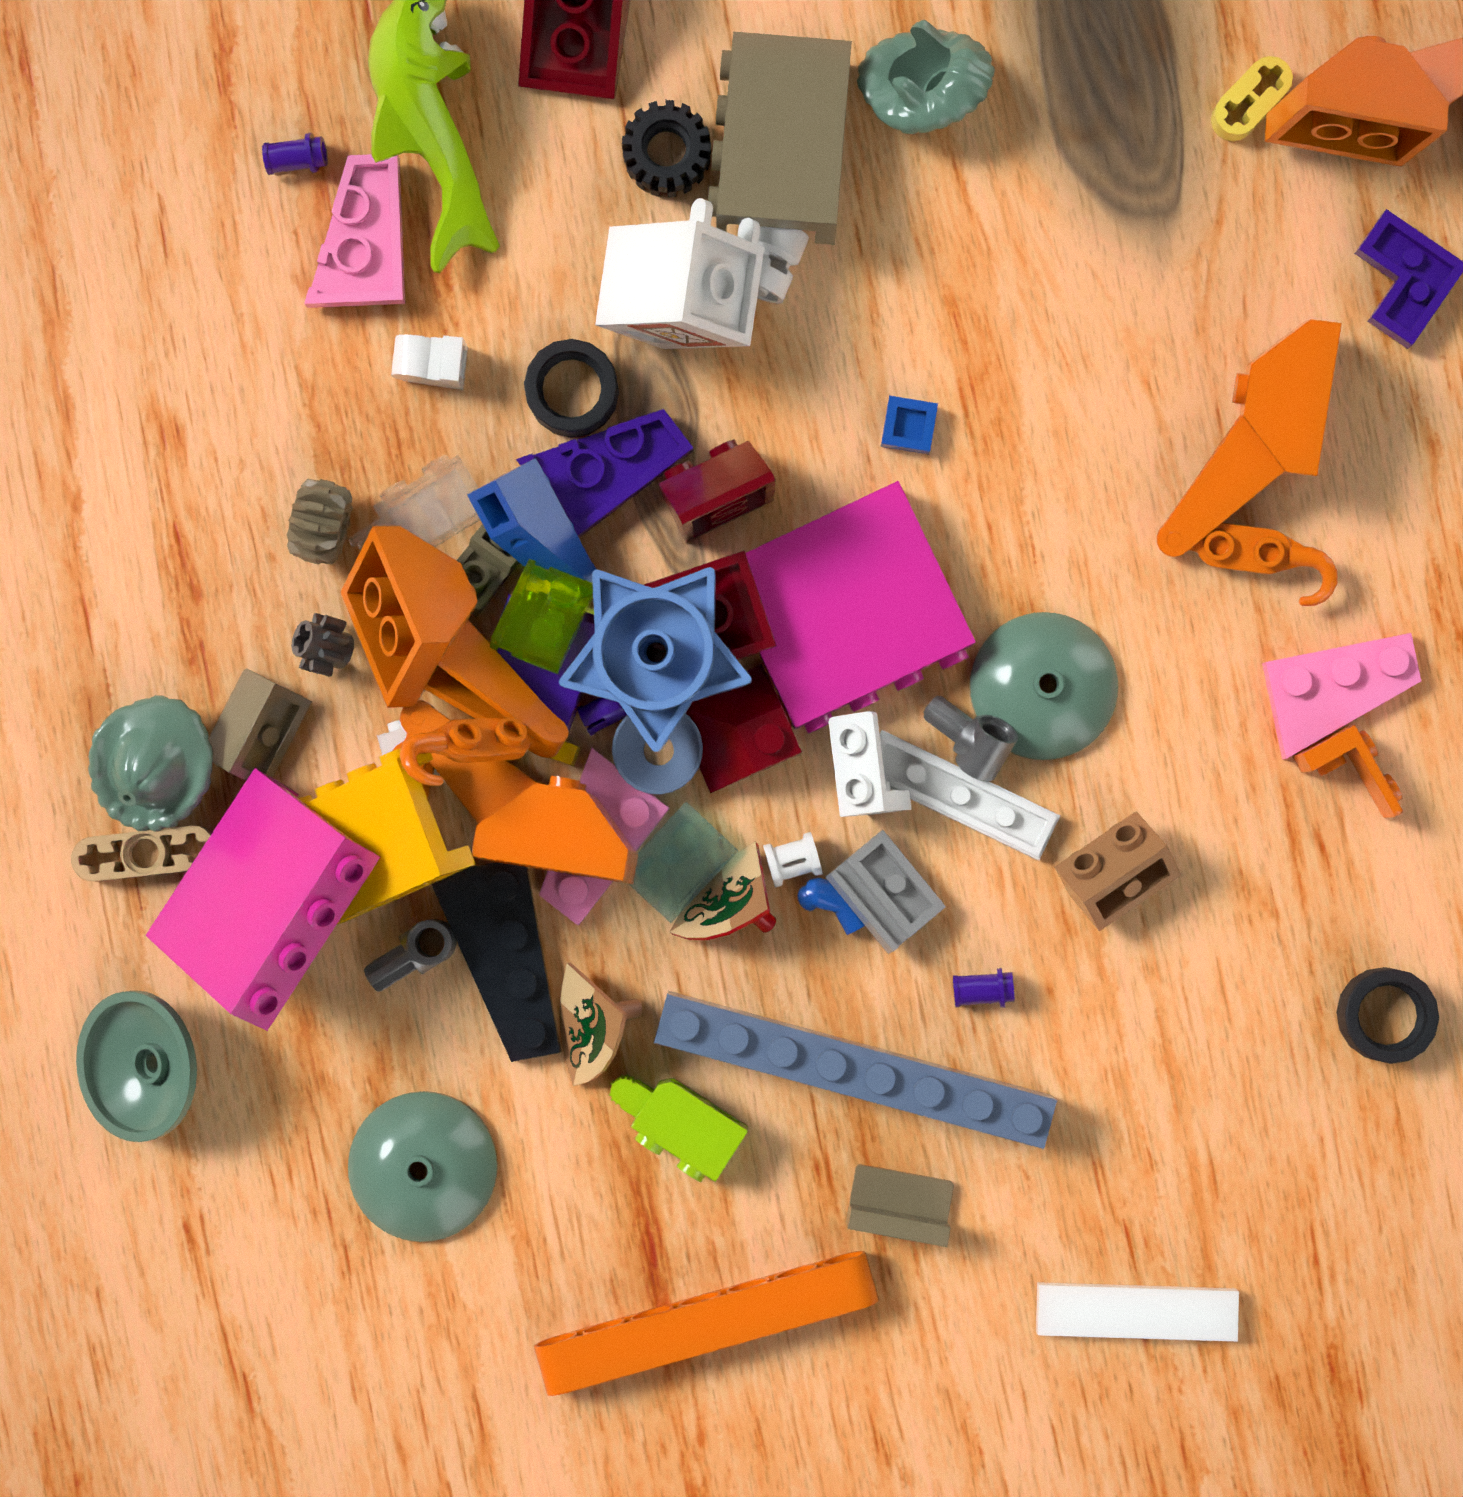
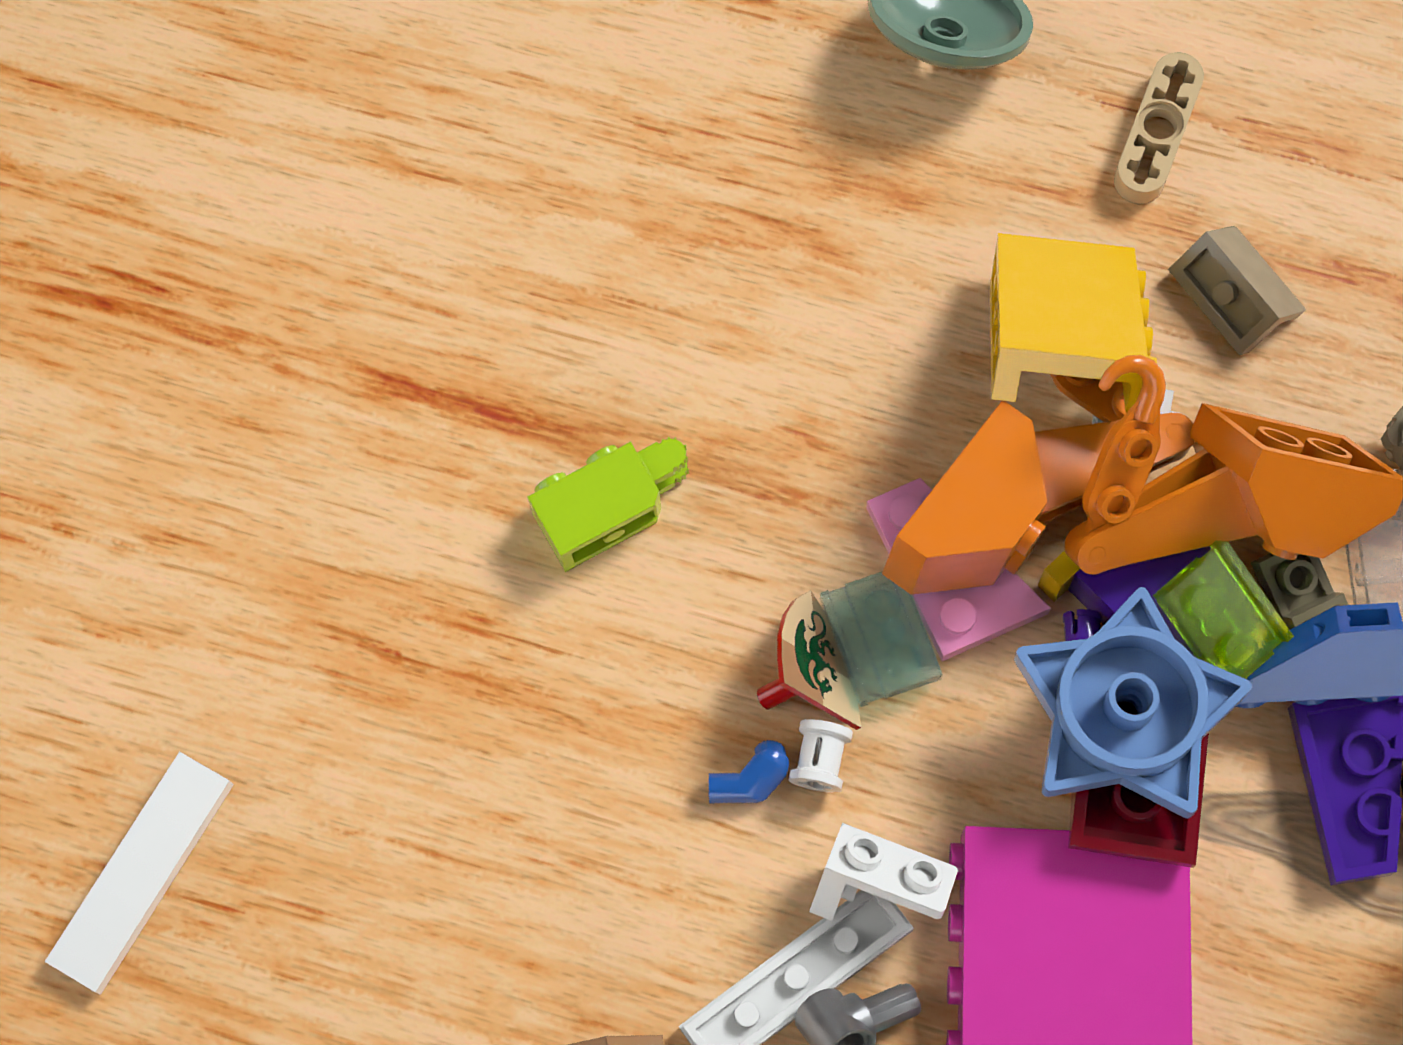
camera: 120 degrees right, 15 degrees down
(151, 763) = (1252, 168): sand green piece -> none
(261, 900) = (1058, 188): panel -> none
(322, 644) = (1296, 389): dark grey gear -> none
(409, 956) = (921, 324): flat silver axle -> none
(450, 1144) = (706, 268): sand green dish -> none
(501, 942) = (875, 417): black wing -> none
(590, 1025) = (755, 461): shield -> none
(657, 779) = (985, 652): sand blue piece -> none
(706, 1323) = (389, 429): orange beam -> none
(717, 489) = (1275, 876): dark red slope -> none
(742, 732) = (990, 771): dark red slope -> none
(855, 1069) = (560, 705): sand blue brick -> none
(885, 891) = (734, 836): light grey plate -> none
(900, 1205) = (393, 680): dark tan panel -> none
(984, 989) = (571, 889): dark purple pin -> none

